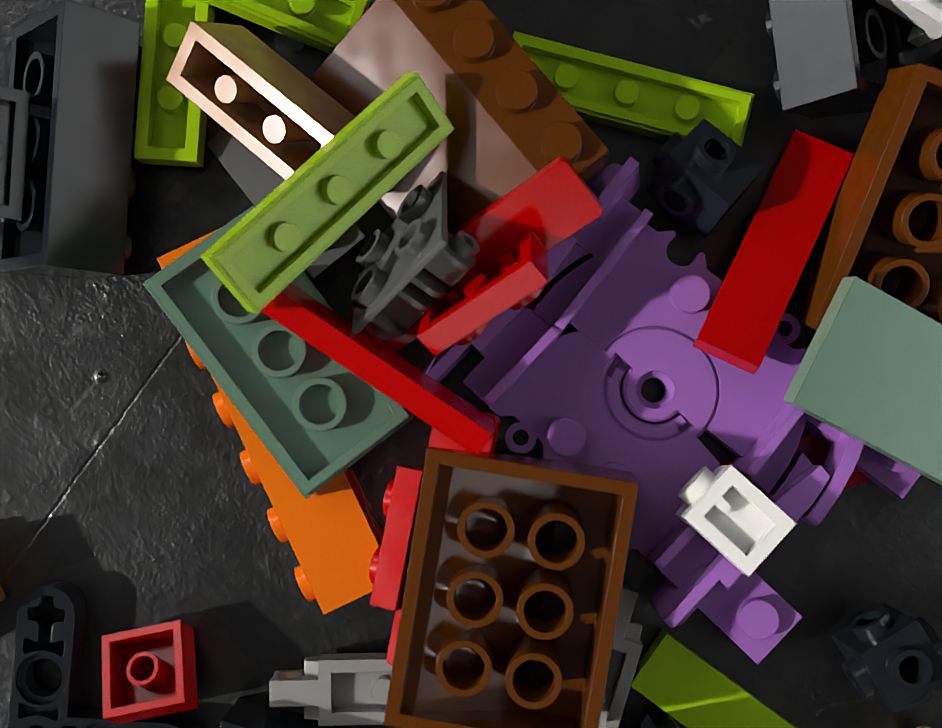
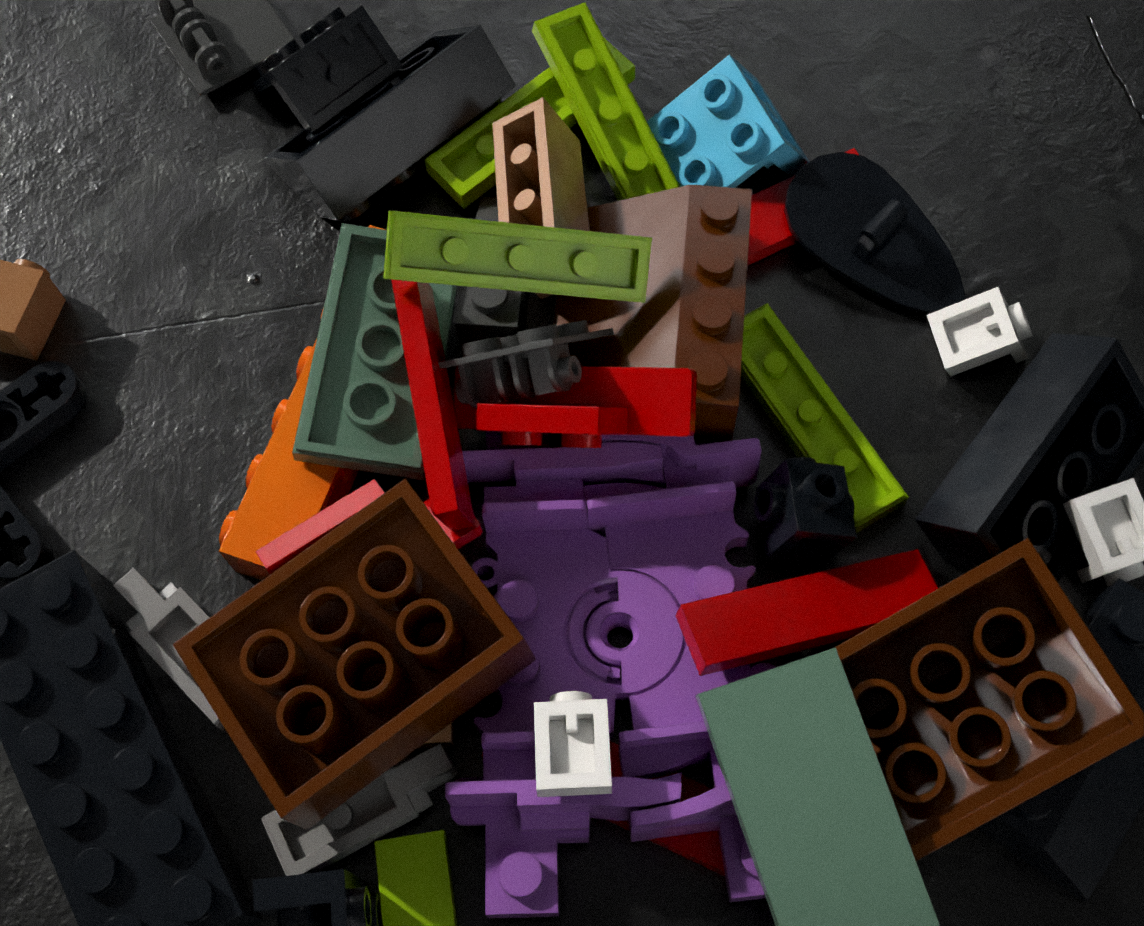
camera: 50 degrees right, 20 degrees down
(149, 672) = (66, 486): red piece -> none

